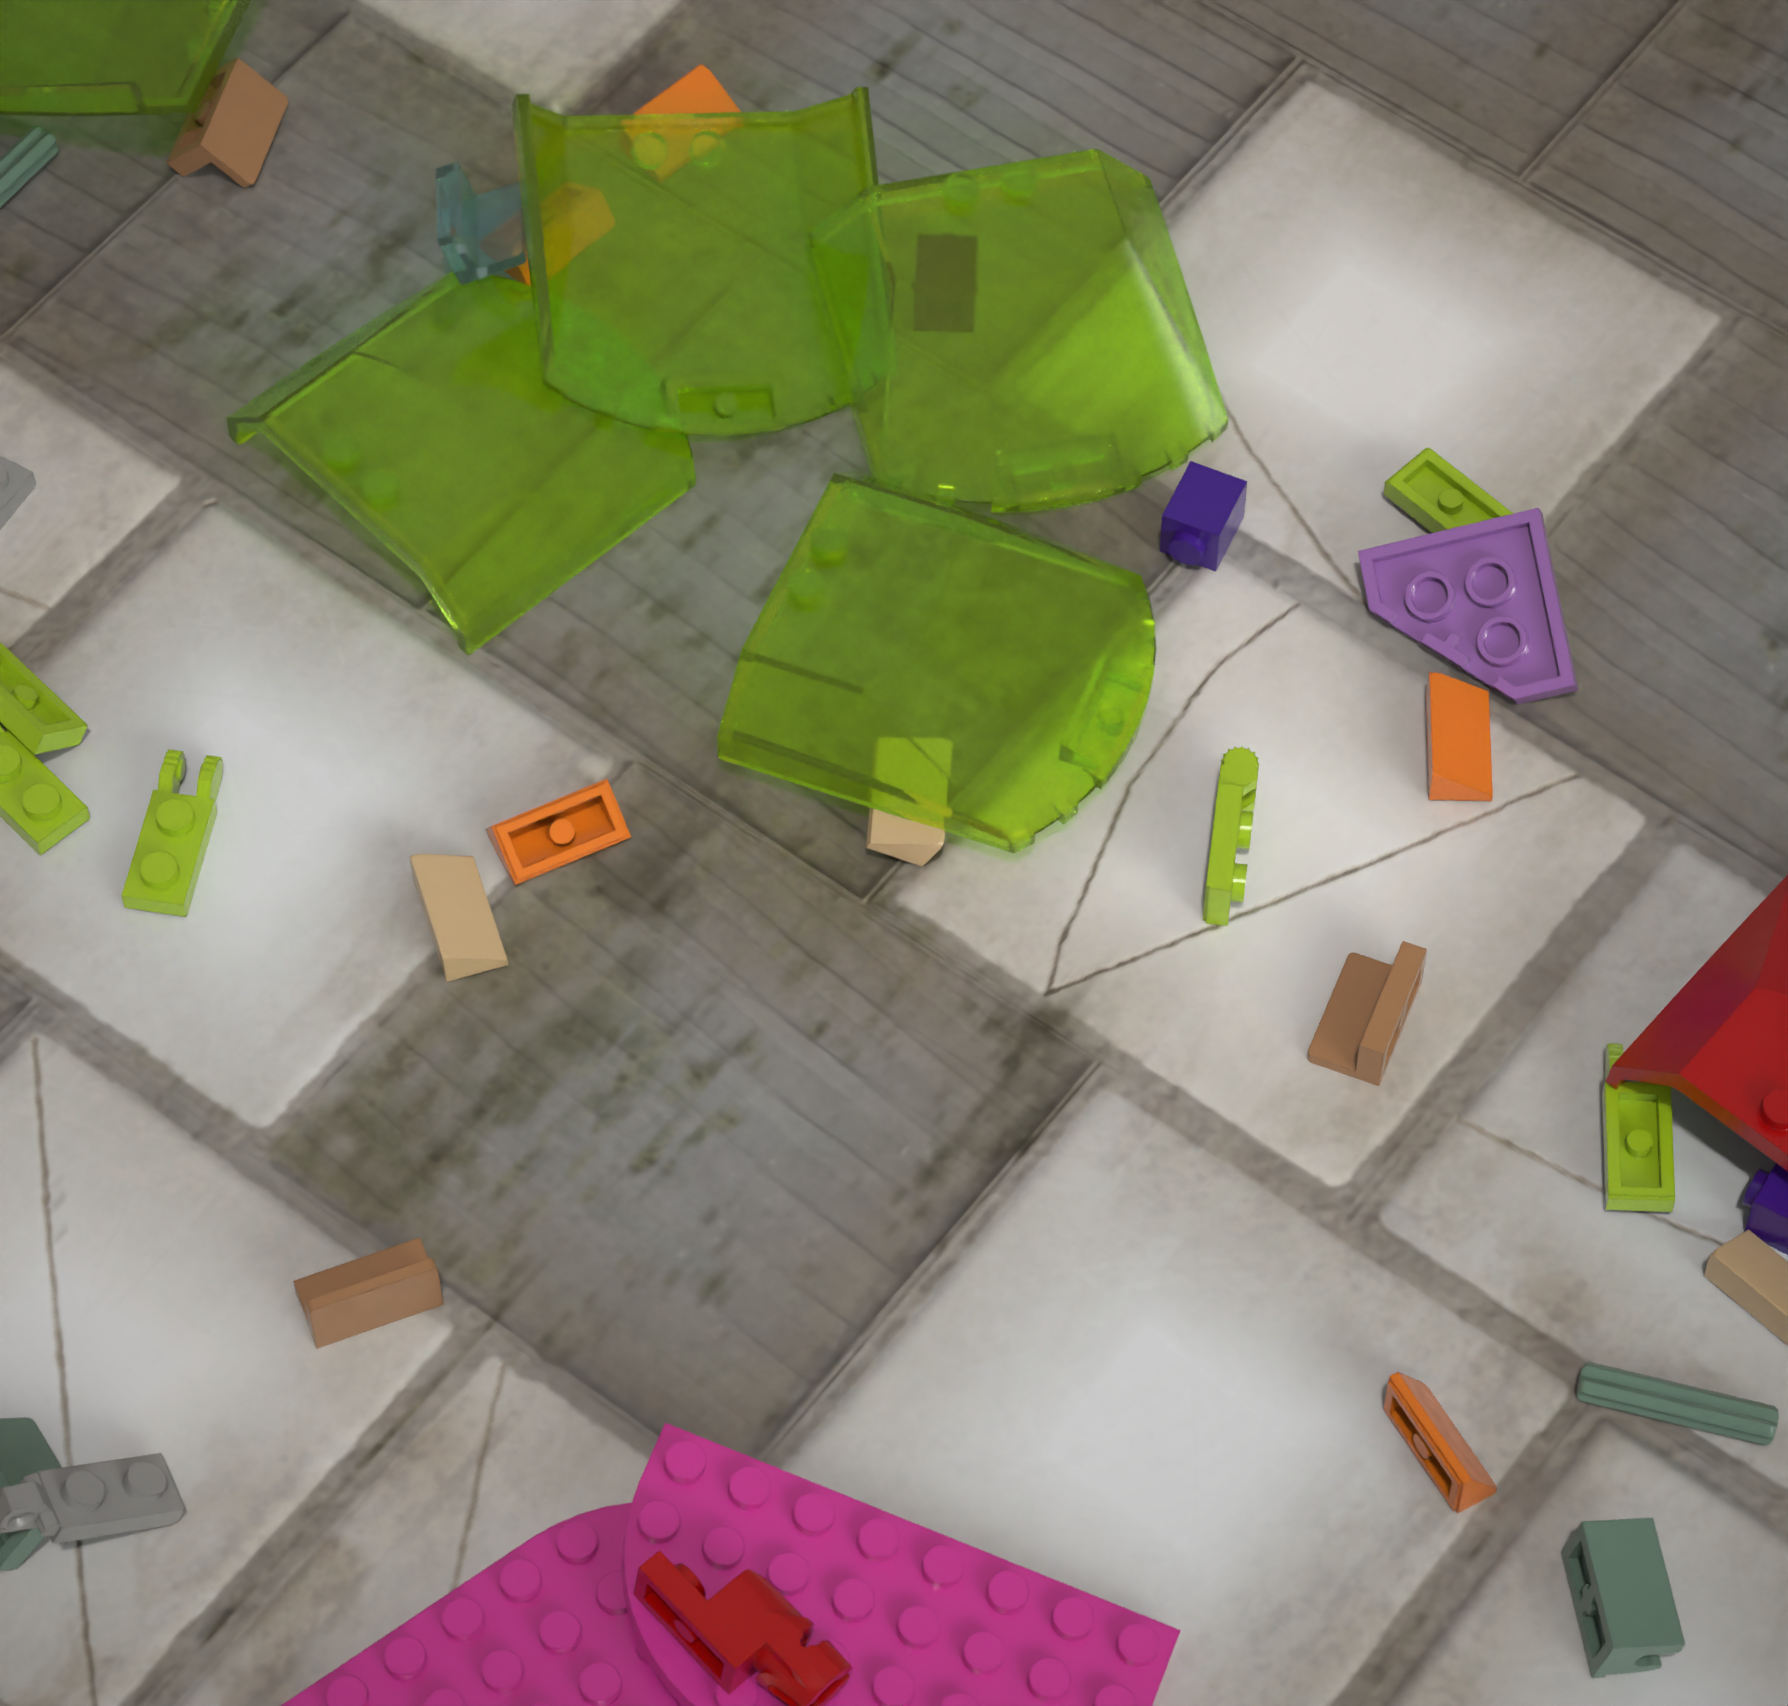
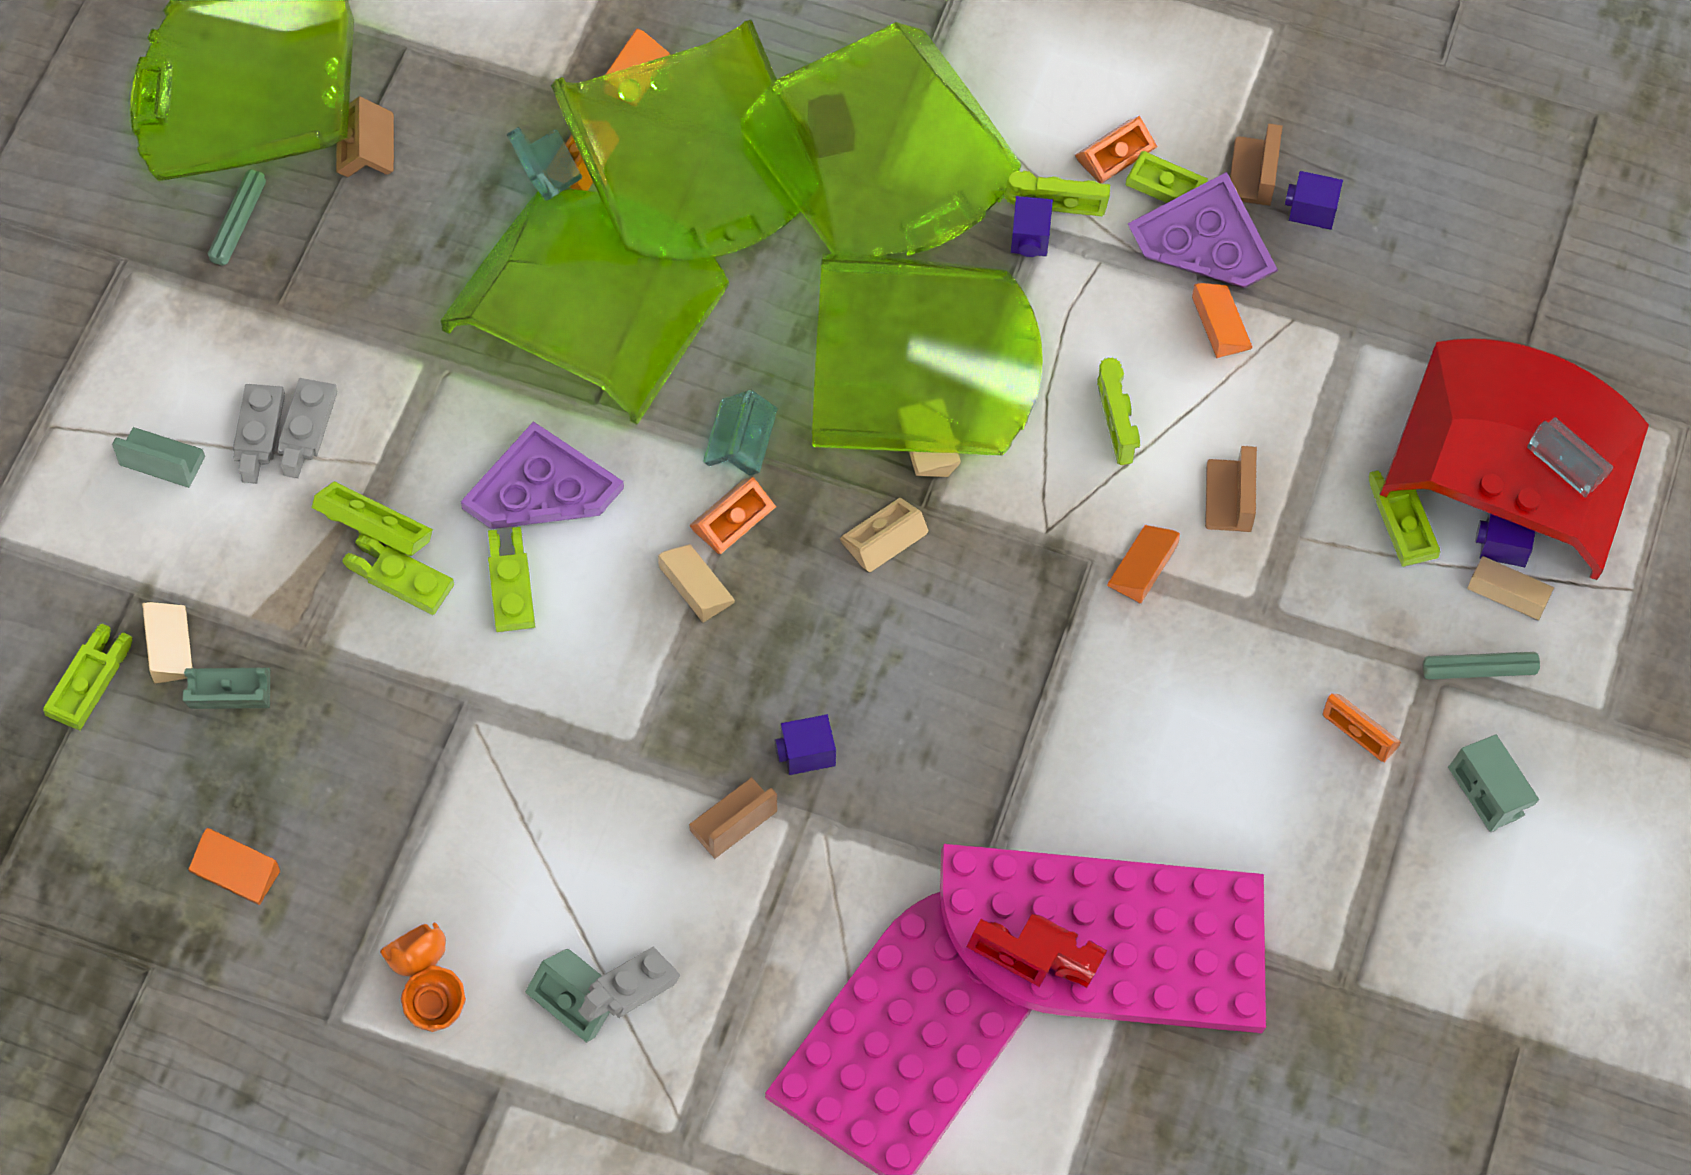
camera: 20 degrees left, 5 degrees up
(278, 701) = (541, 483): none -> medium lavender plate
(524, 1212) = (806, 745): none -> dark purple brick
(622, 709) = (741, 432): none -> clear light blue panel
(785, 926) = (885, 534): none -> tan slope
(1183, 1084) = (1144, 562): none -> orange slope
(1273, 482) = (1067, 195): none -> lime hinge
(1390, 437) = (1116, 149): none -> orange slope
(1607, 520) = (1256, 166): none -> medium nougat panel
(1680, 594) = (1314, 199): none -> dark purple brick

